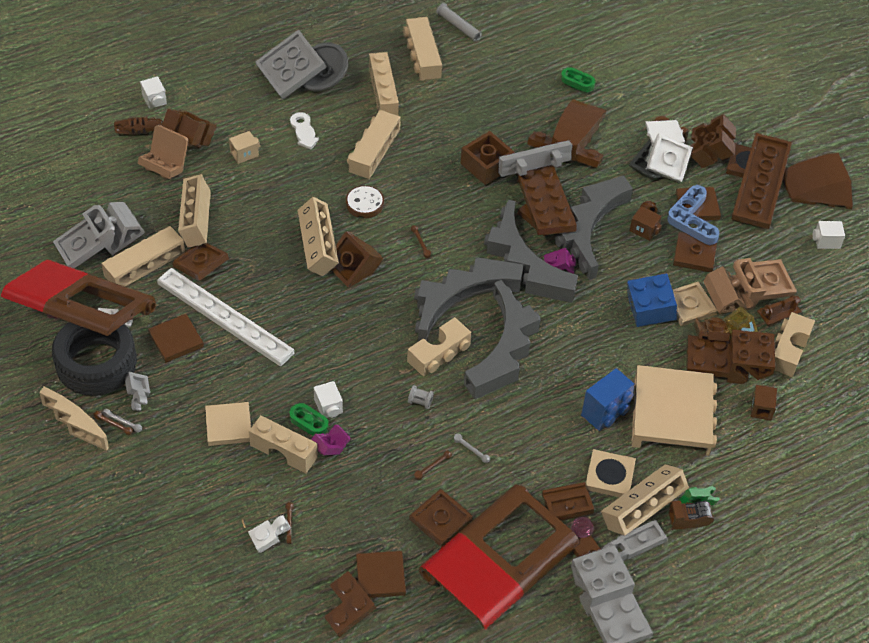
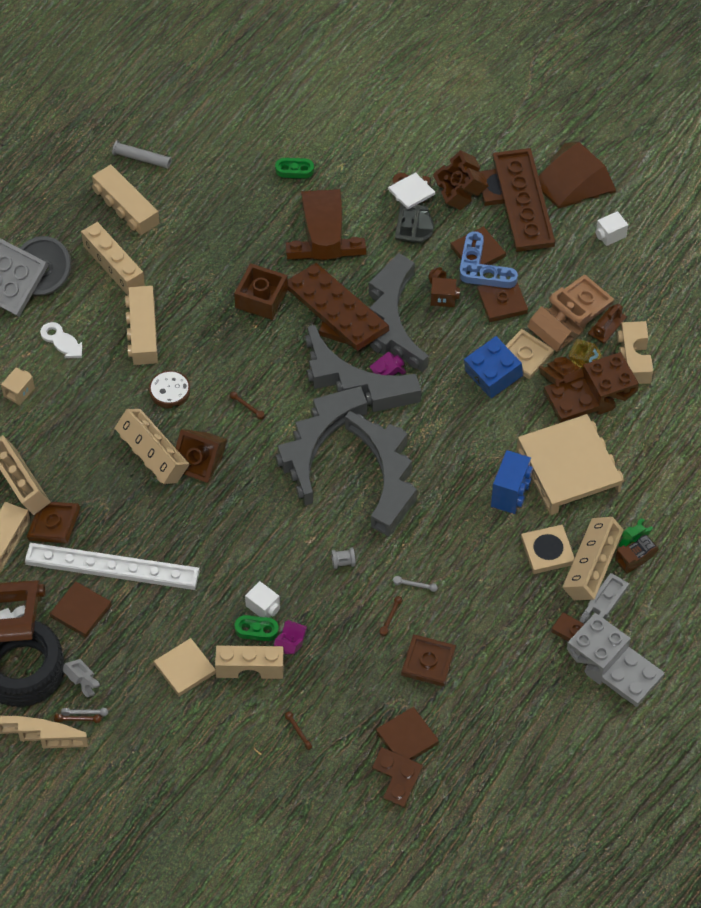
camera: 25 degrees left, 5 degrees up
(266, 534) = (286, 751): white plate -> none
(428, 357) = (326, 517): tan arch -> none
(480, 575) = (490, 693): piece -> none
(535, 158) = (299, 282): light grey hinge -> none
(568, 501) = (527, 592): reddish brown plate -> none
(582, 527) = (553, 609): clear pink plate -> none
(669, 158) = (429, 215): white tile -> none
(763, 402) = (641, 419): reddish brown brick -> none

